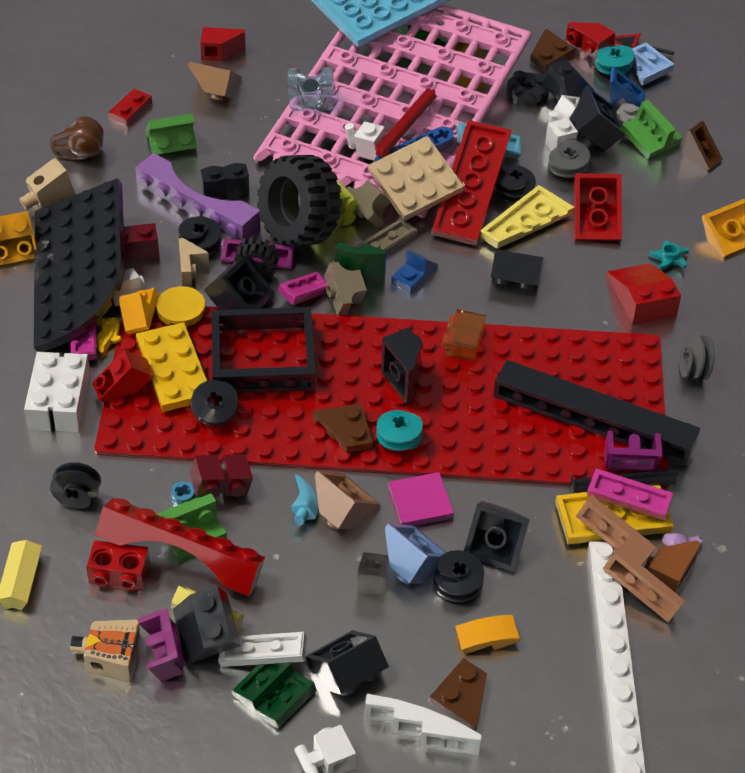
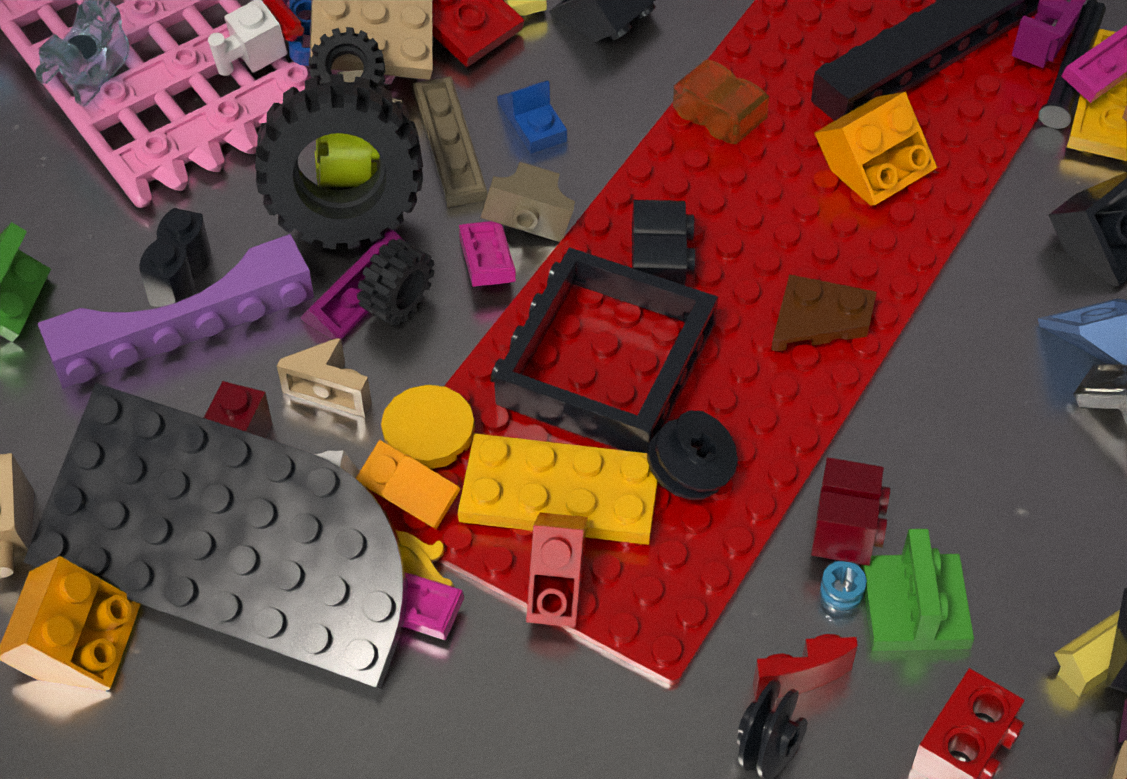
camera: 60 degrees left, 5 degrees up
(57, 386) = (519, 683): white piece -> none
(117, 488) = (822, 662): none -> red slope
(201, 232) = (269, 334): black piece -> none
(233, 566) = (929, 669): red arch -> none
(239, 287) = (443, 332): black slope -> none
(306, 503) = (945, 429): medium azure bar -> none
(342, 500) = (973, 374): medium nougat slope -> none
(346, 344) = (661, 239): none -> black brick
(359, 171) = (348, 43): none -> black tyre
(368, 260) = (501, 154): dark green slope -> none
(399, 430) = (873, 248): teal piece -> none
(402, 362) = (763, 185): black slope -> none
(420, 500) = (996, 289): dark pink tile -> none
(476, 409) = (877, 147): none -> light orange slope

